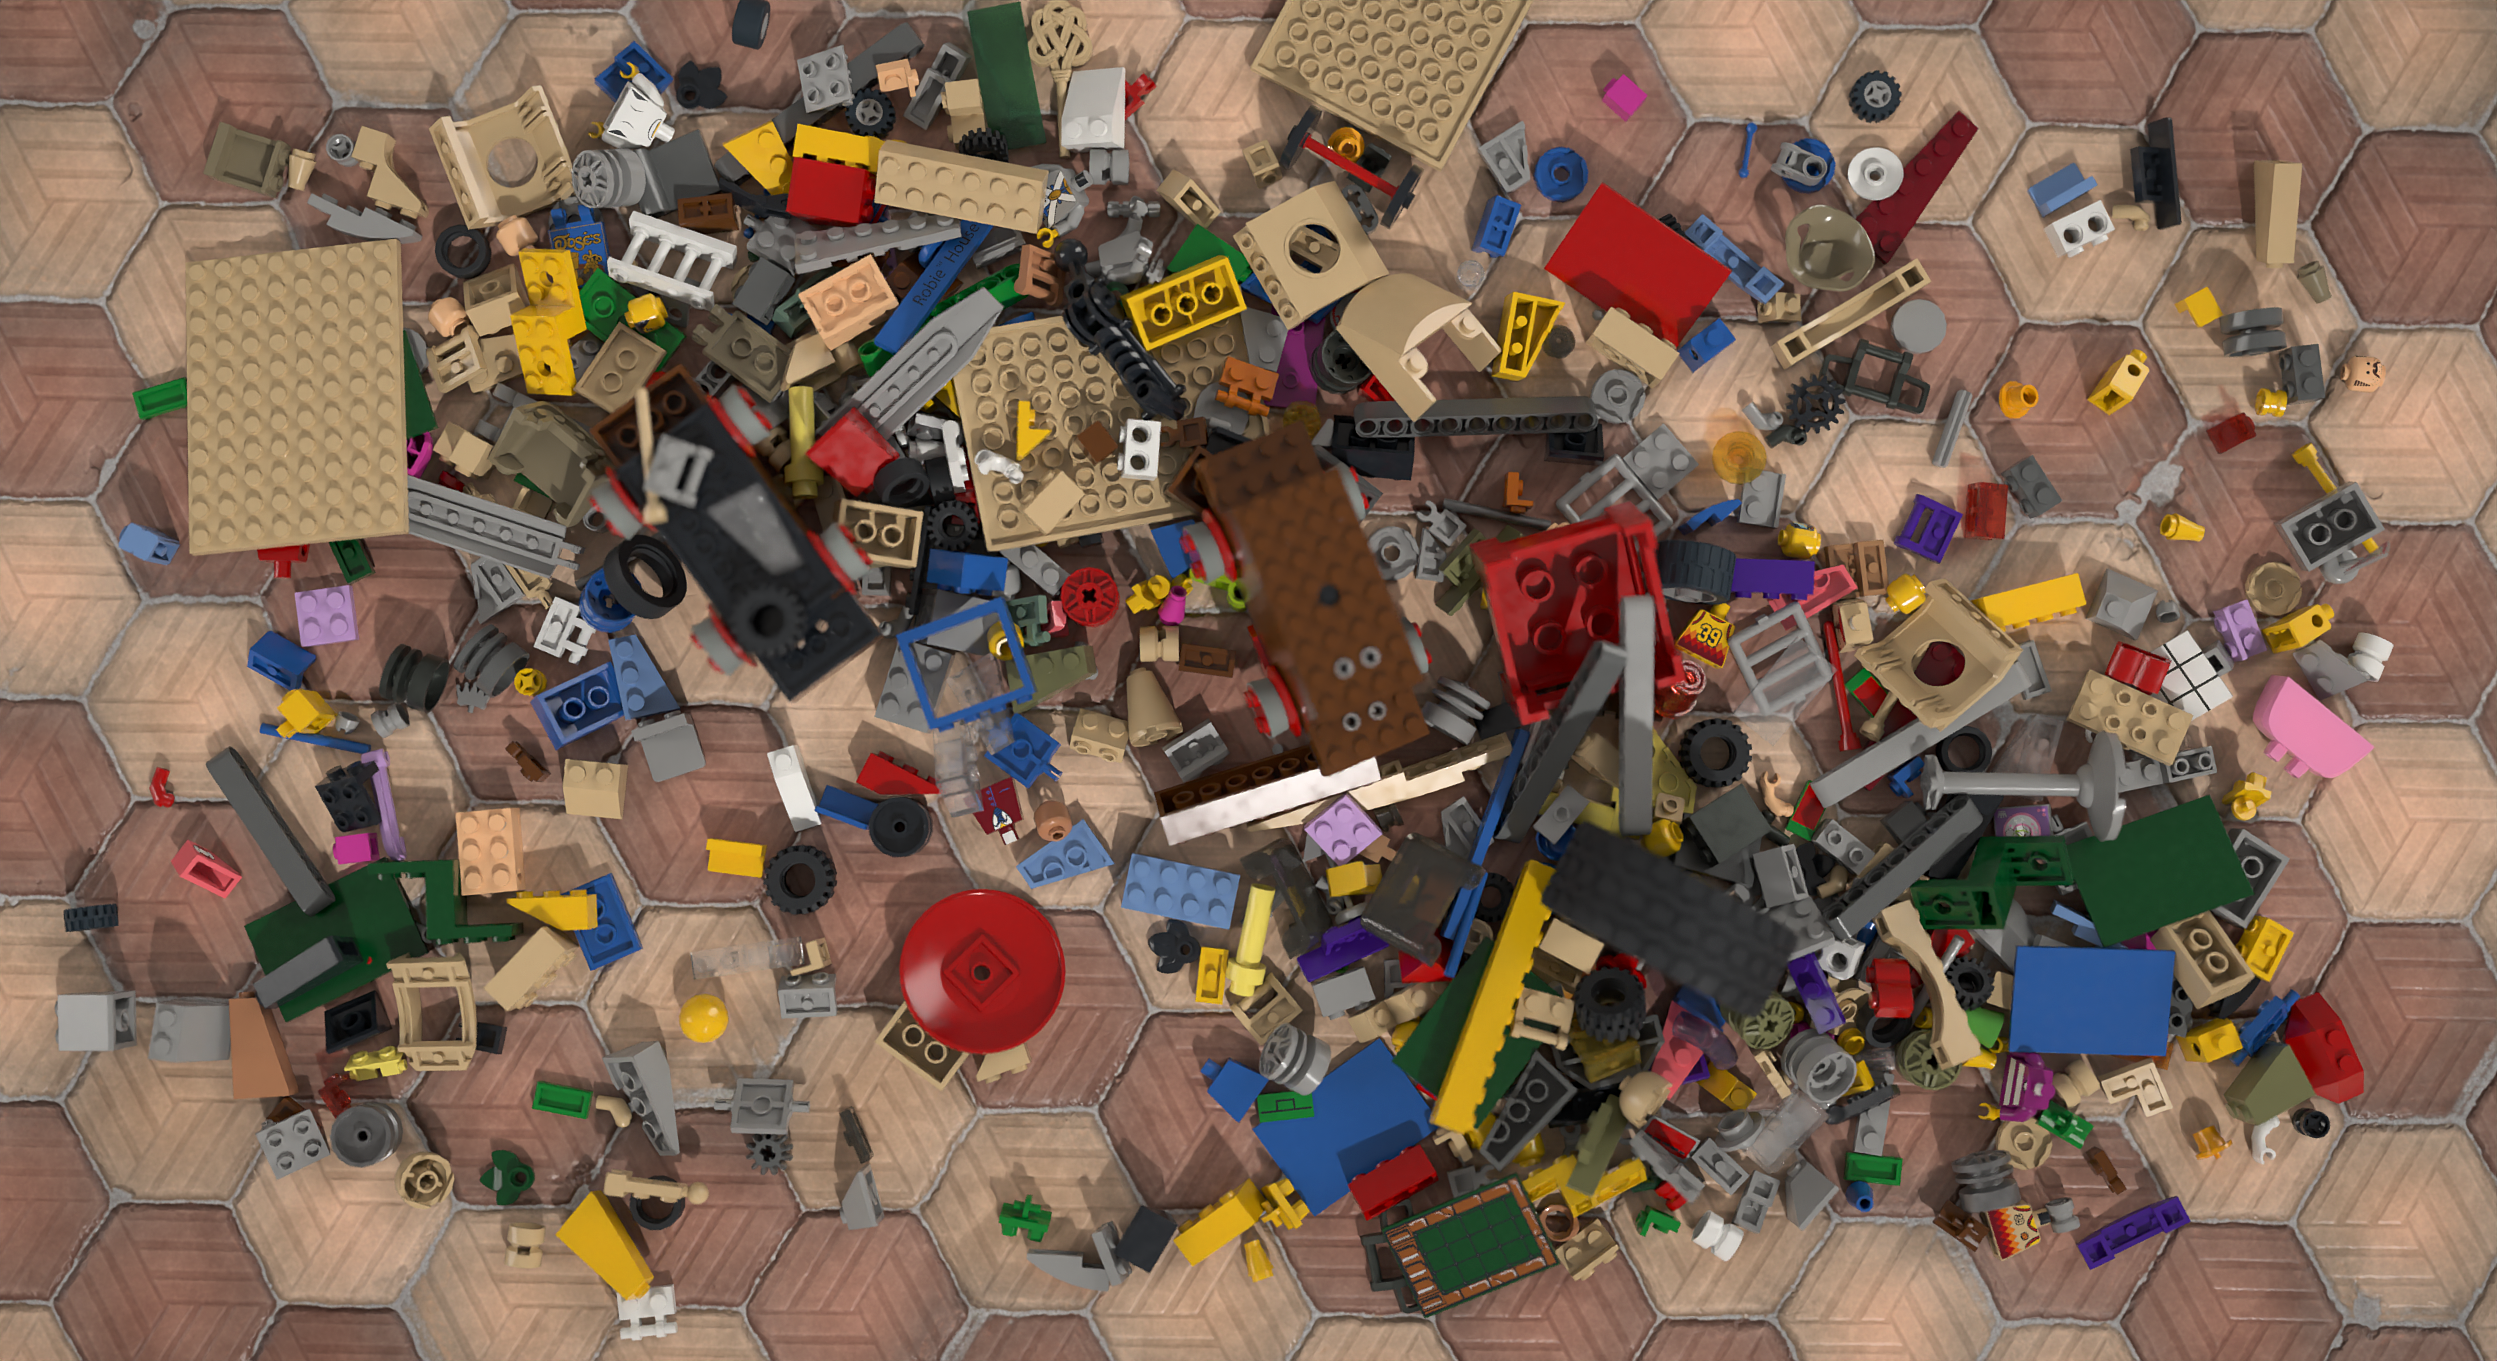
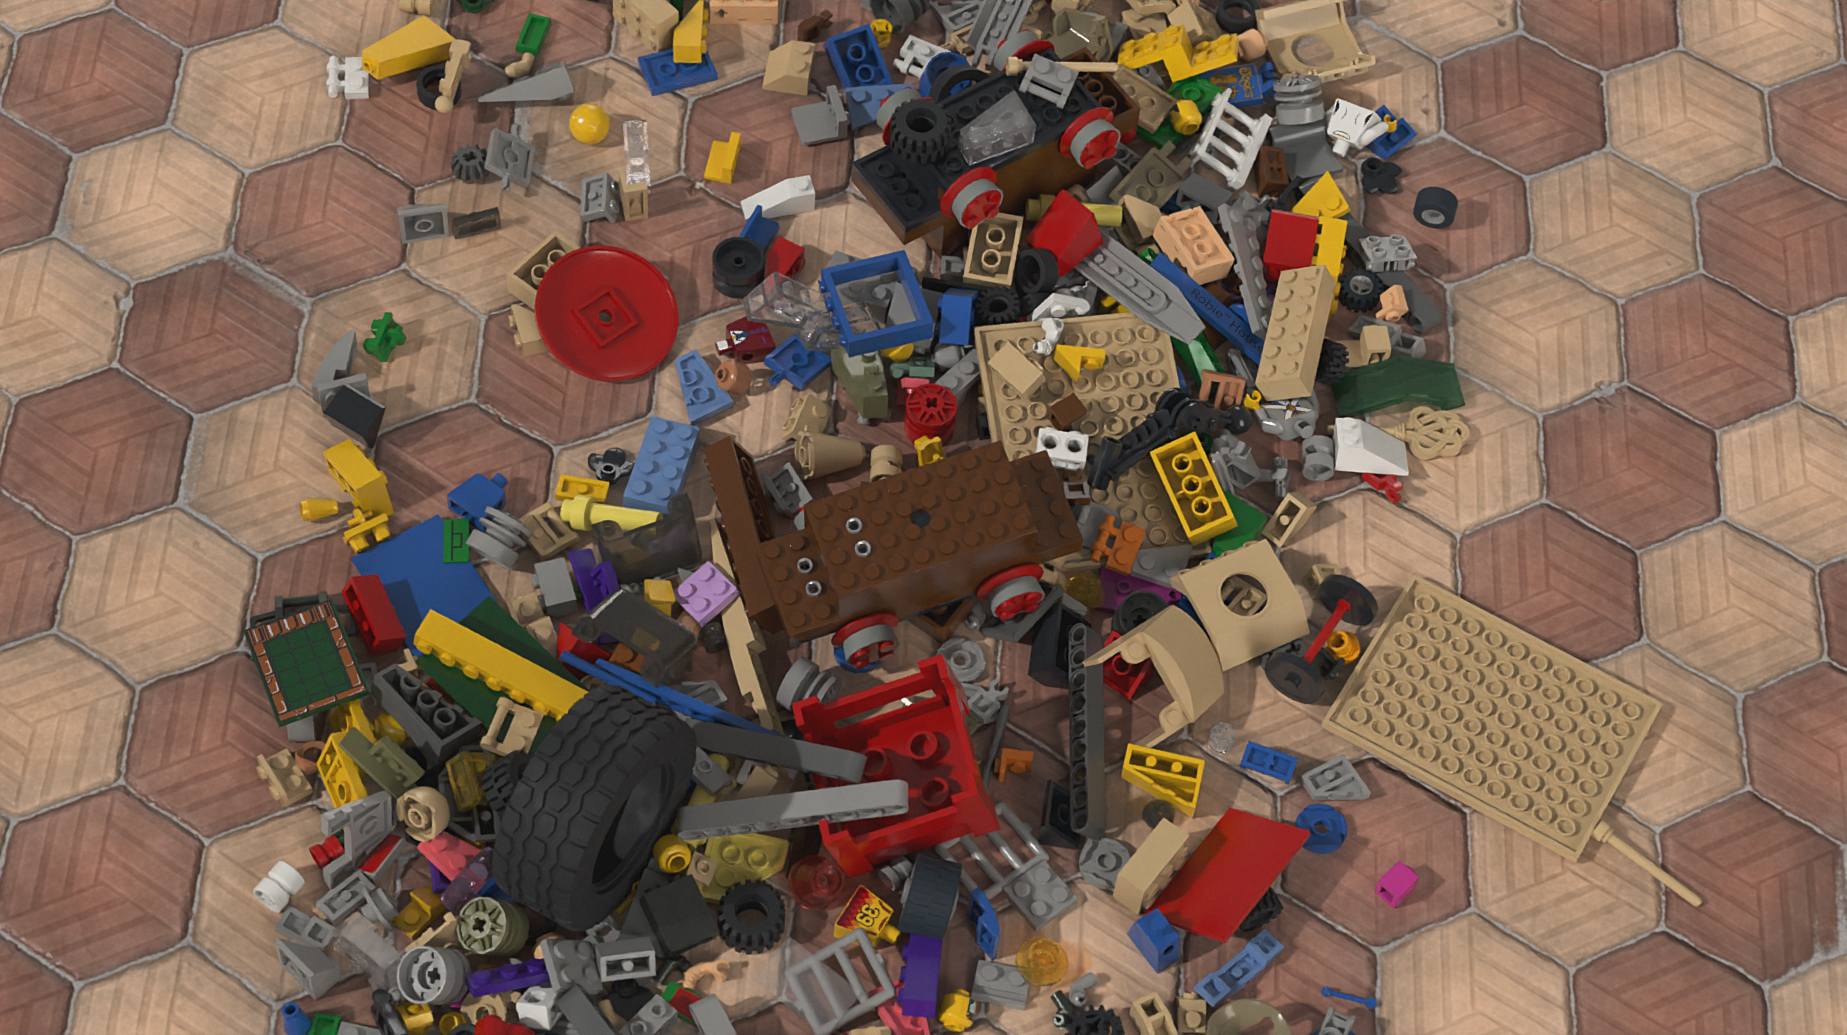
camera: 95 degrees right, 30 degrees down
(777, 886) = (699, 182): black tyre -> none
(1661, 1220) = (302, 838): green bracket -> none

